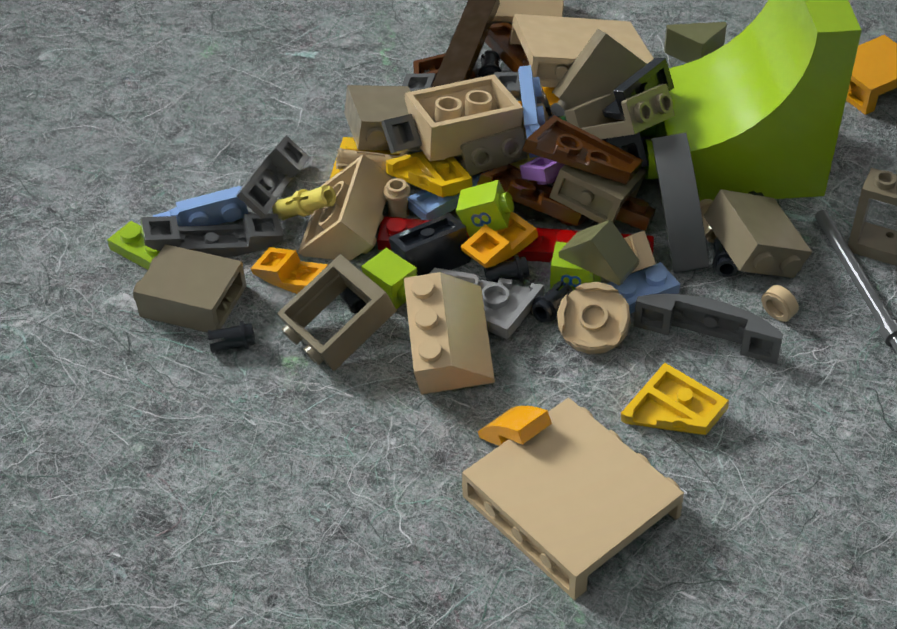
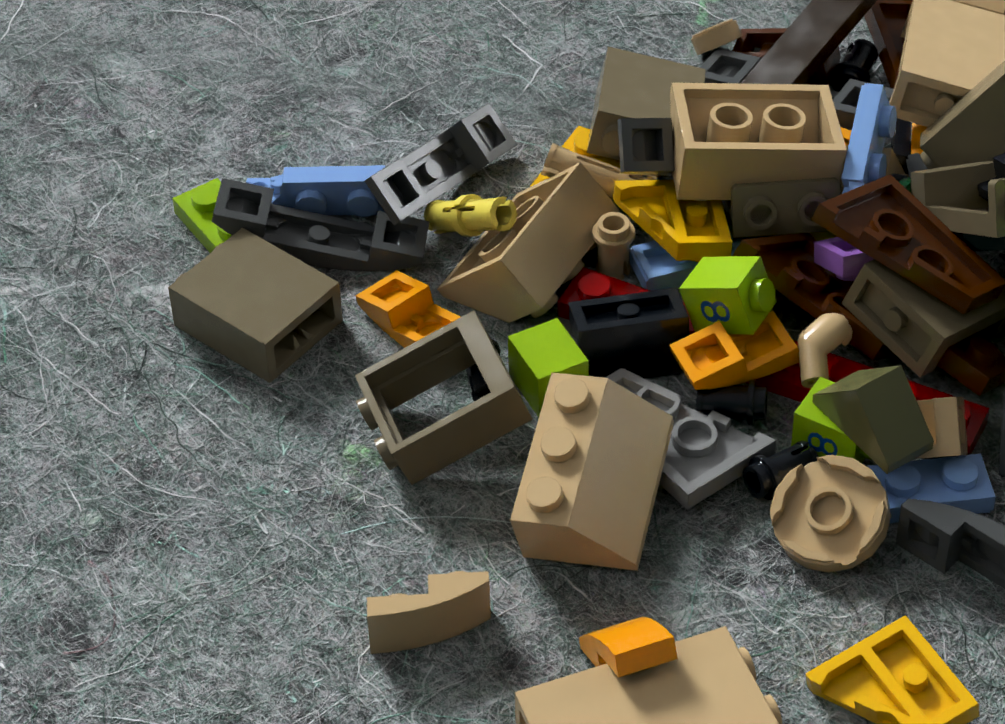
camera: 20 degrees right, 0 degrees up
(234, 336) = (286, 393): black pin -> none
(373, 450) = (451, 607): none -> tan slope
(402, 68) = (716, 36): none -> tan tile
(545, 223) = (817, 342): none -> tan arm

